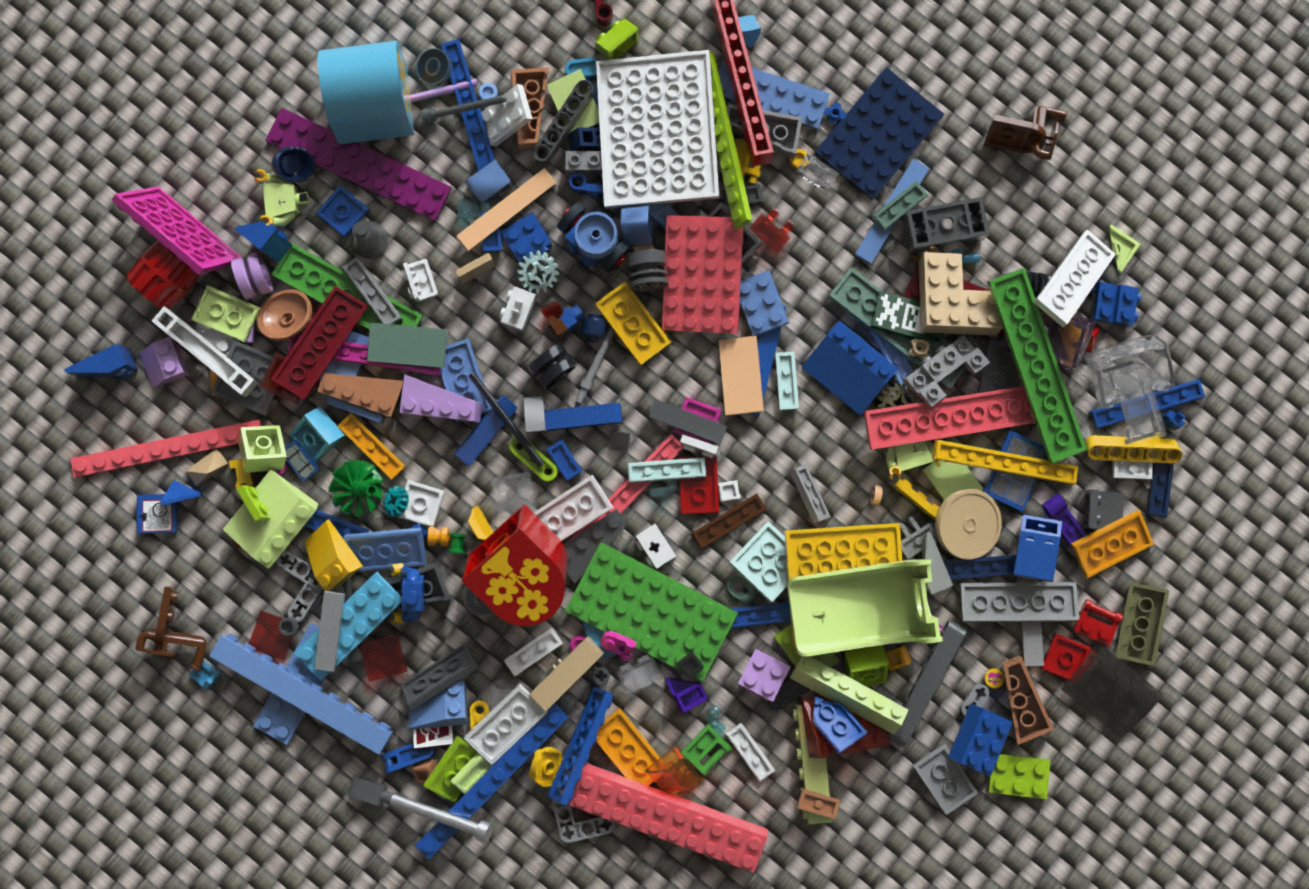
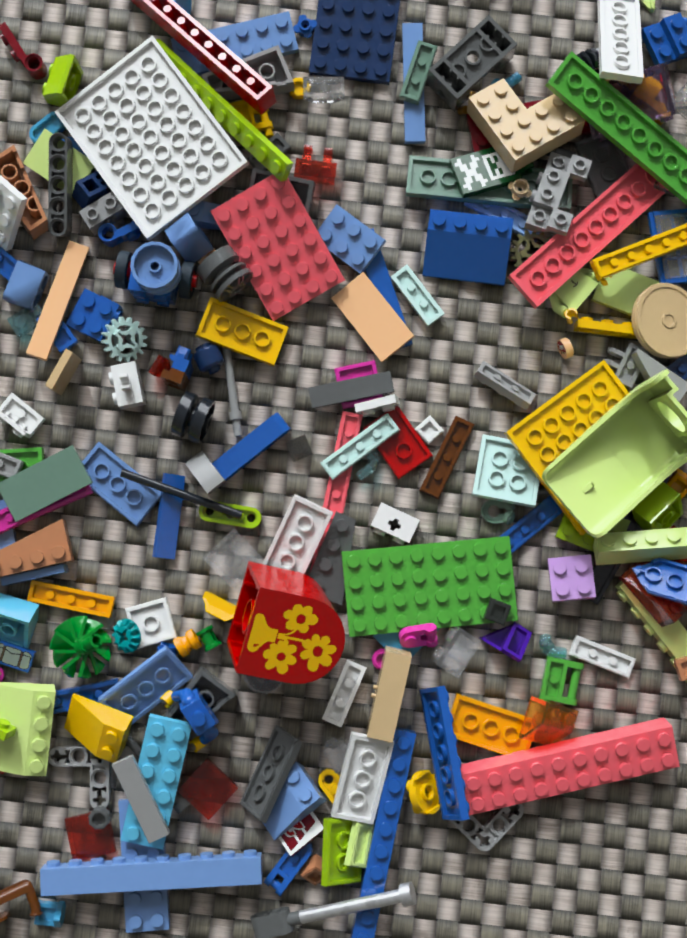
camera: 30 degrees left, 0 degrees up
(432, 401) = (103, 520): lavender wedge -> none
(564, 460) = (259, 498): blue plate -> none
(605, 671) = (419, 681): dark grey bush -> none

